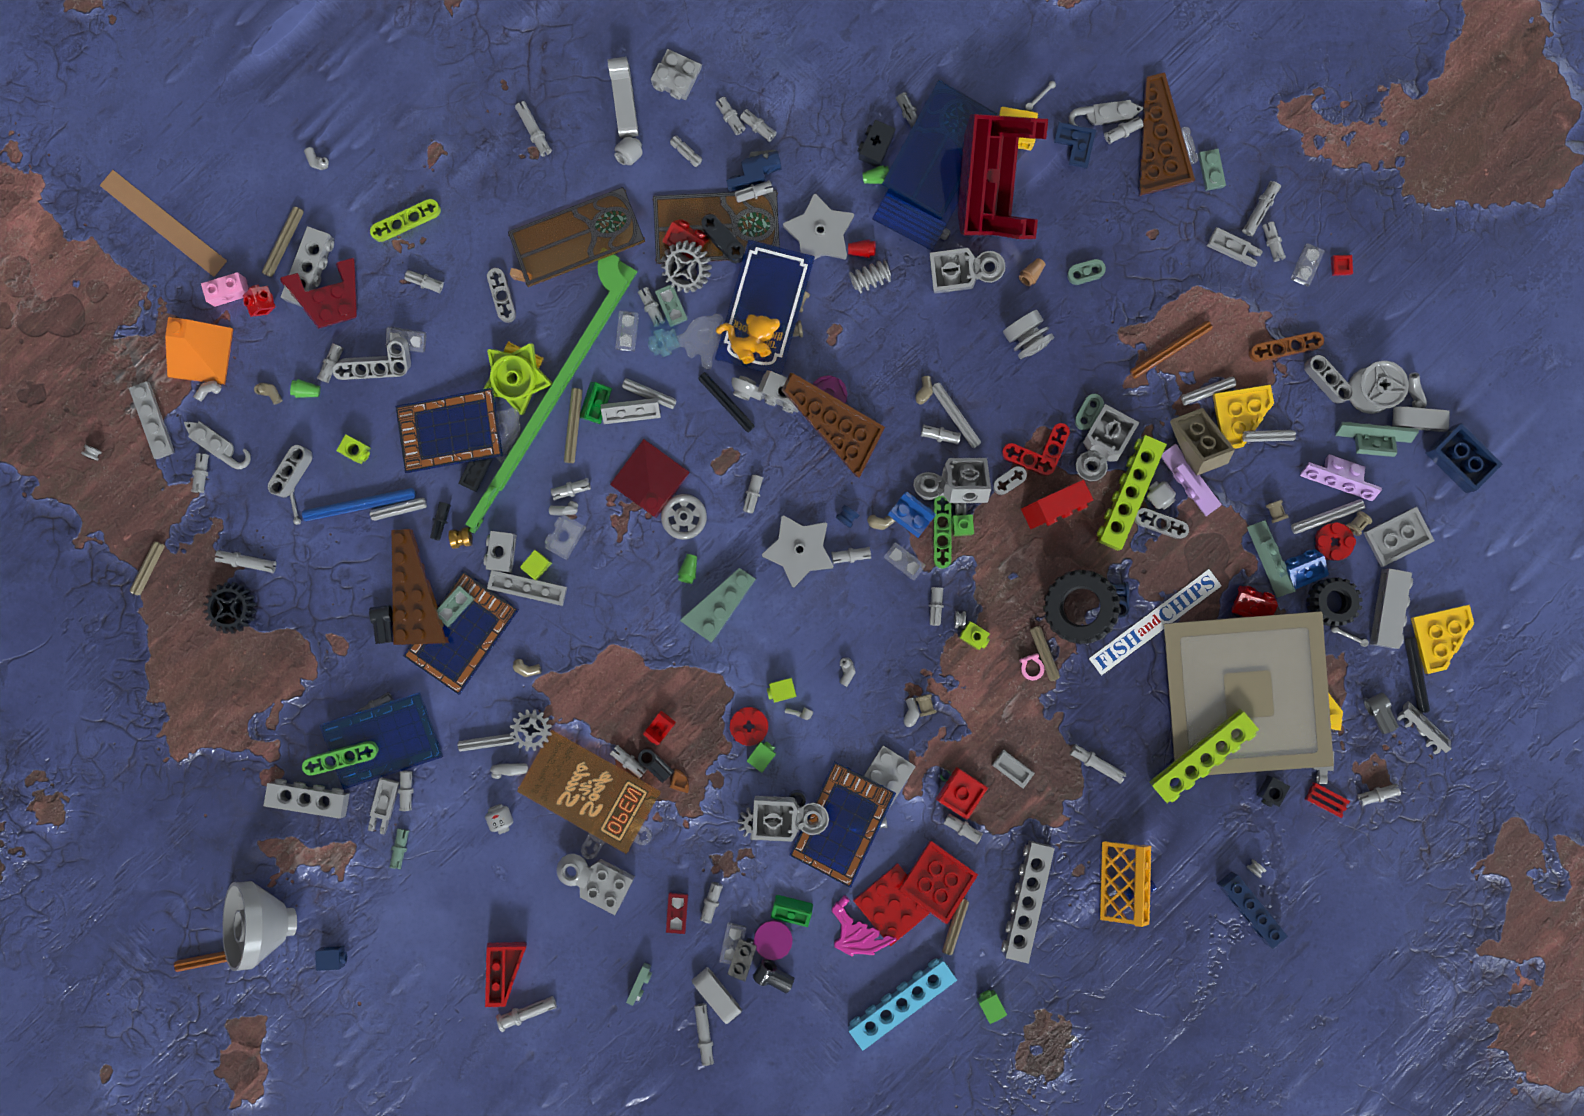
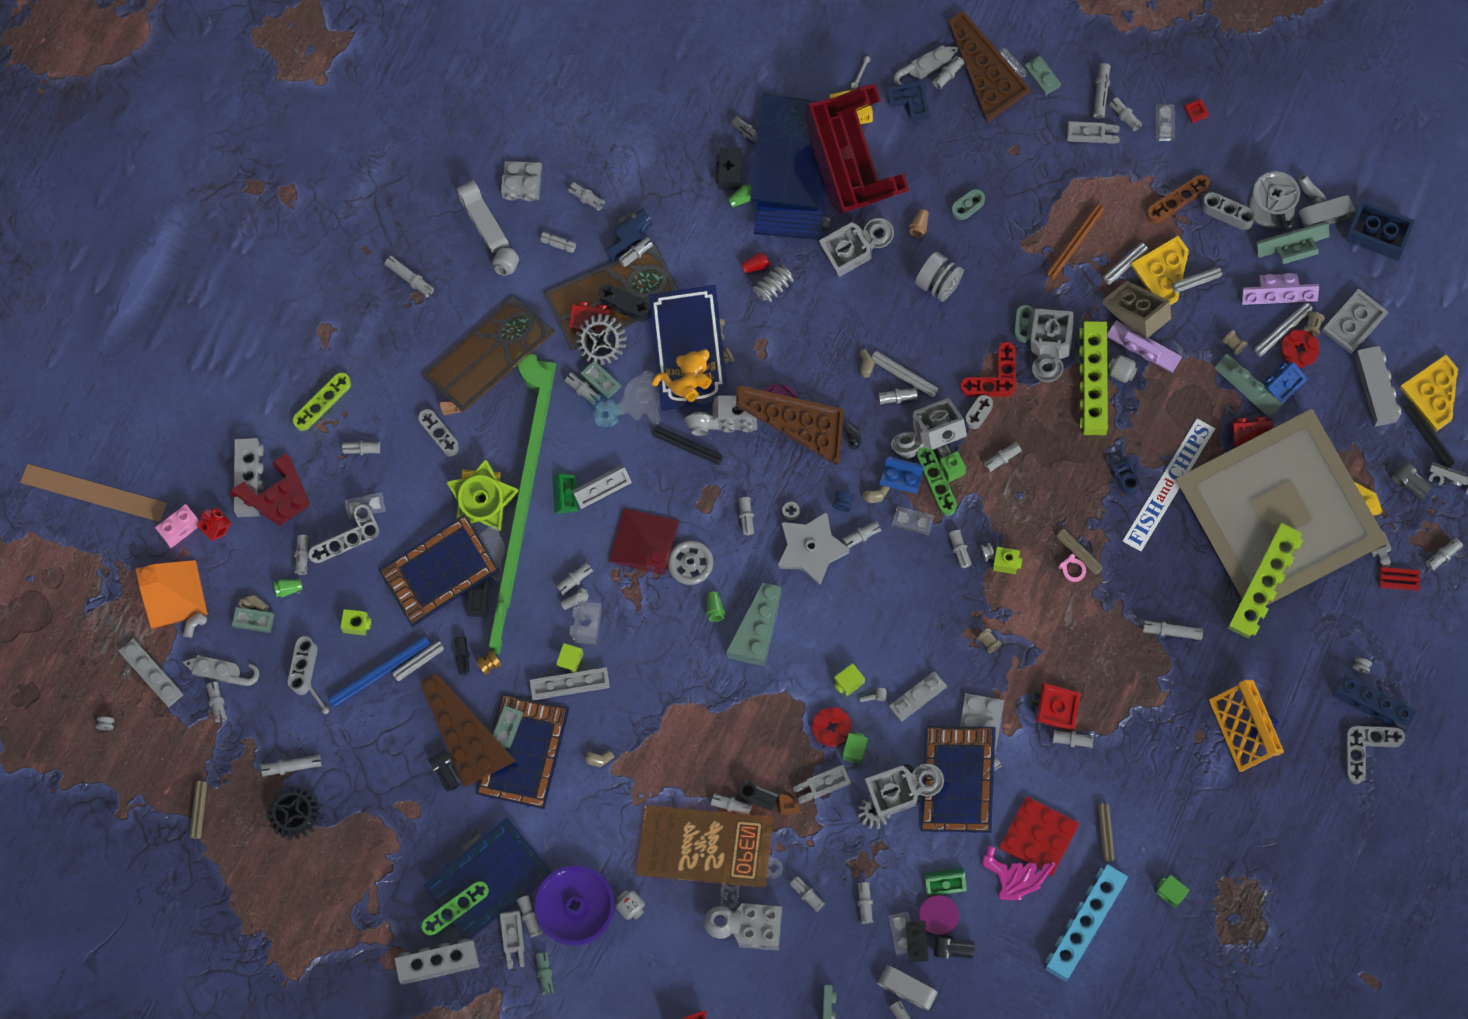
camera: 15 degrees left, 15 degrees down
(262, 408) = (253, 620): none -> sand green piece
(282, 241) = (214, 464): dark tan axle -> none
(315, 162) = (217, 383): light grey arm -> none
(448, 800) = (574, 905): none -> dark purple dish
(485, 742) = (588, 841): light grey axle -> none
(507, 542) = (526, 649): light grey brick -> none
(508, 769) = (618, 856): light grey arm -> none
(532, 721) = (618, 812): light grey gear -> none
(573, 424) = (552, 521): dark tan axle -> none
(627, 331) = (568, 419): clear piece -> none
(649, 393) = (608, 465): light grey axle -> none
(659, 728) = (748, 760): red bracket -> none
(663, 872) = (807, 894): none -> light grey axle
(677, 913) = (836, 926): dark red piece -> none
(719, 777) = (823, 783): none -> light grey hinge
(758, 125) = (615, 194): light grey pin -> none
(801, 502) = (795, 507): none -> light grey bush
(816, 217) = (706, 250): light grey plate -> none
(839, 729) = (917, 696): none -> light grey plate
(848, 670) = (904, 640): light grey arm -> none
(884, 457) = (854, 435): none -> black arm
(912, 714) = (980, 655): light grey arm -> none
(938, 882) = (1071, 795): red plate -> none
(1012, 533) = (1002, 457): none -> light grey pin
(1013, 769) = (1096, 667): light grey tile -> none
(1022, 950) = (1159, 731): light grey brick -> none
(1057, 504) = (1031, 414): red wedge -> none
(1082, 580) = (1076, 474): black tyre -> none
(1172, 533) = (1139, 388): light grey beam -> none
(1226, 937) = (1365, 740): none -> light grey beam
(1281, 791) = (1349, 583): black brick -> none
(1349, 598) = (1332, 389): black tyre -> none
(1364, 642) = (1368, 426): light grey hinge -> none
(1376, 416) = (1283, 224): none -> black arm

